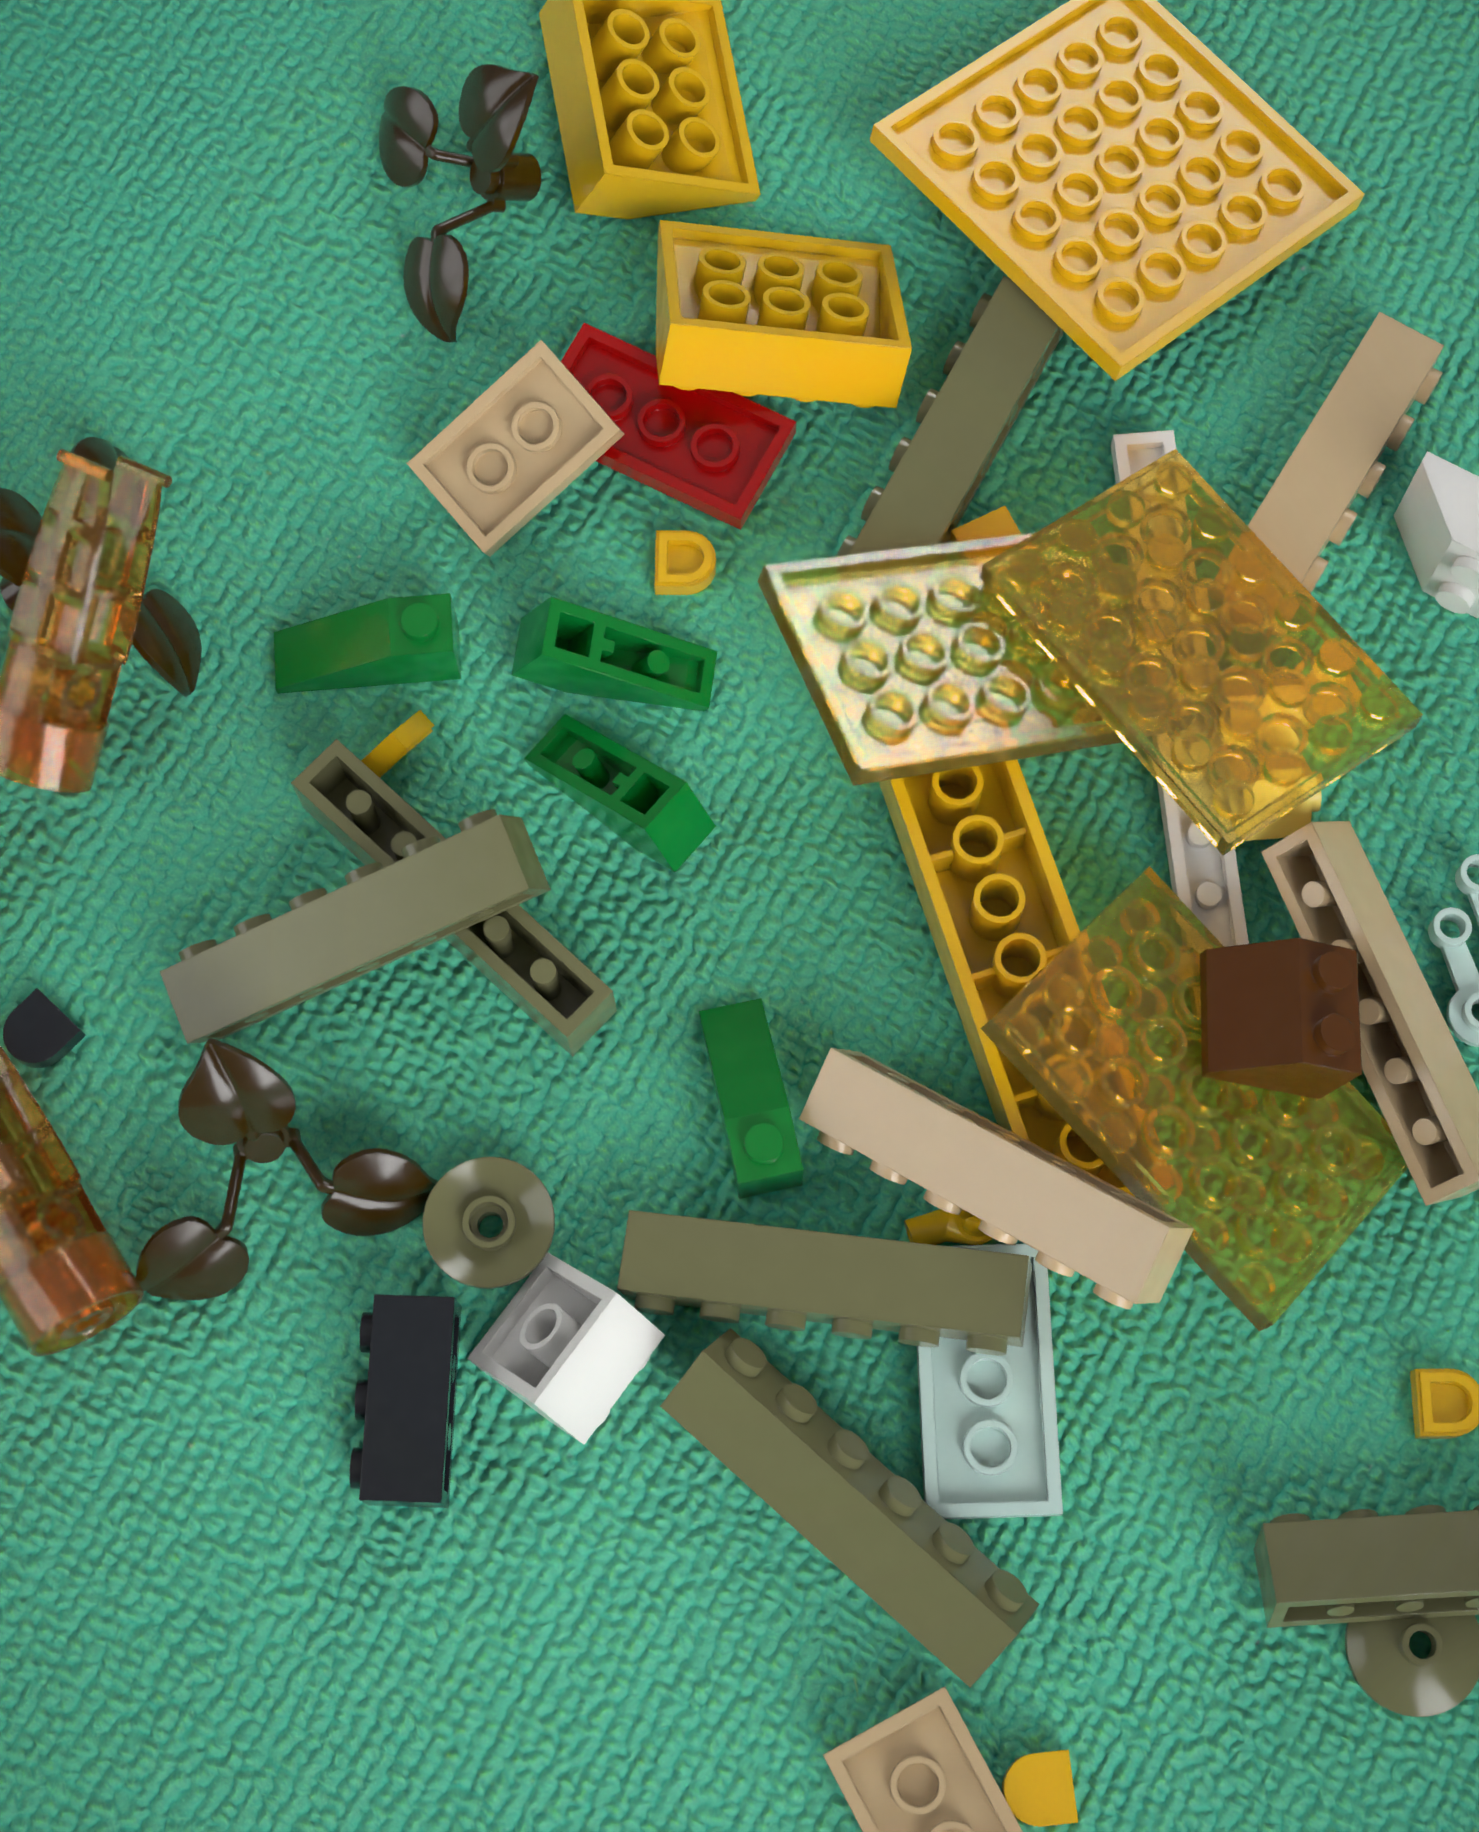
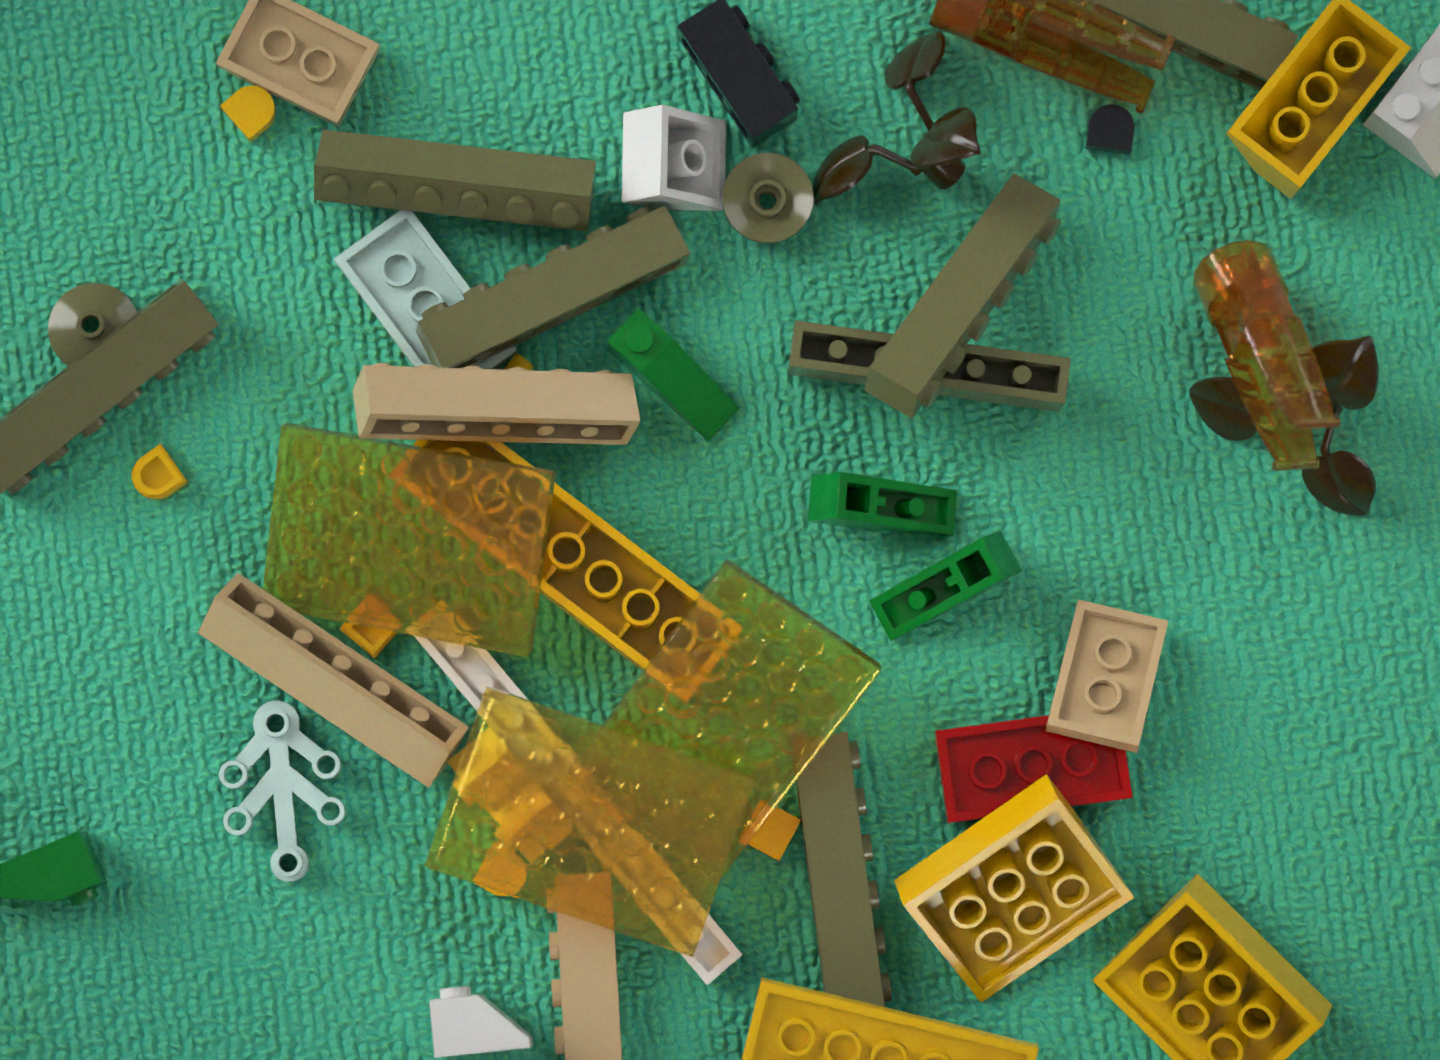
camera: 135 degrees right, 10 degrees up
(371, 646) = (1101, 489): green slope -> none
(398, 743) = (1037, 441): yellow tile -> none
(492, 116) = (1268, 858): dark brown plant -> none
(683, 562) = (954, 684): yellow tile -> none
(1281, 1016) = (392, 613): reddish brown slope -> none

